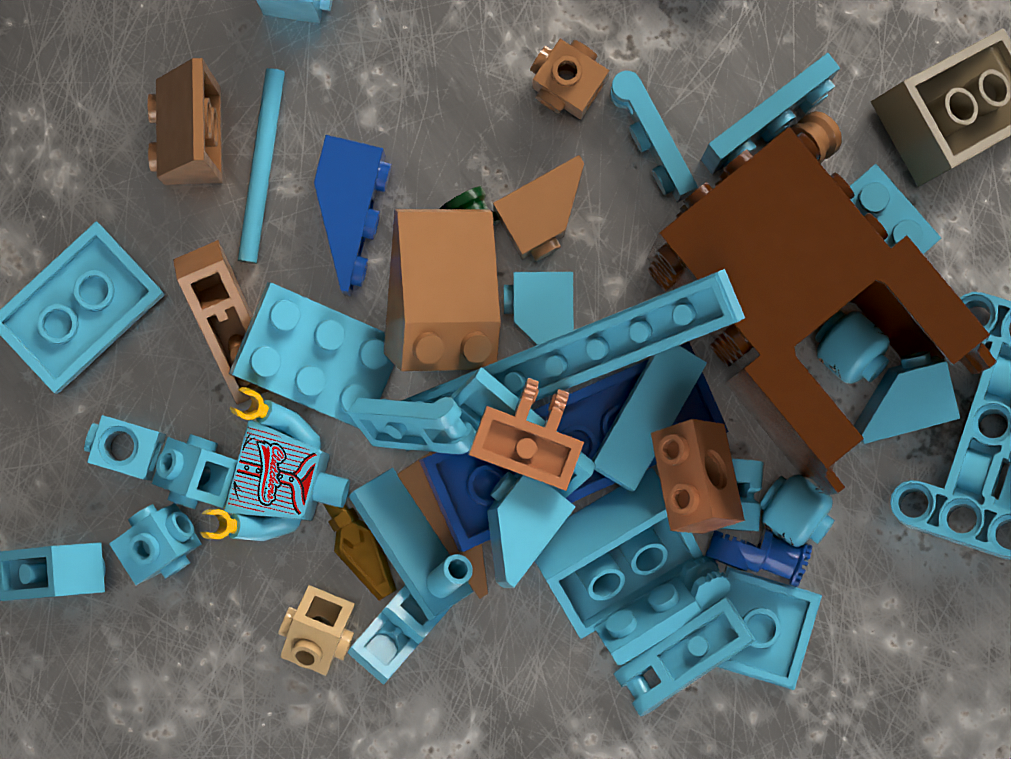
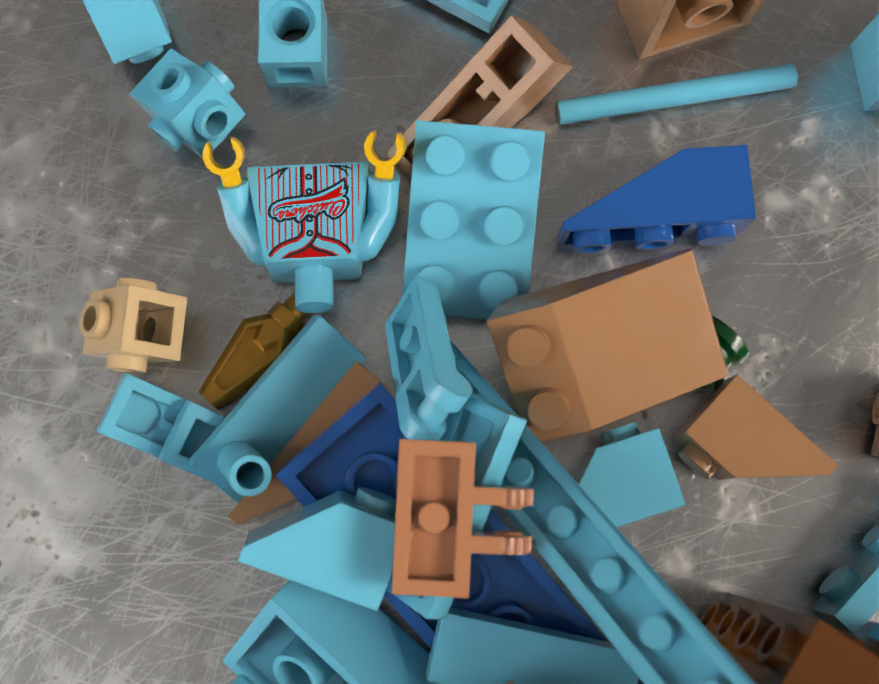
camera: 70 degrees right, 5 degrees down
(194, 472) = (286, 120): medium azure brick -> none

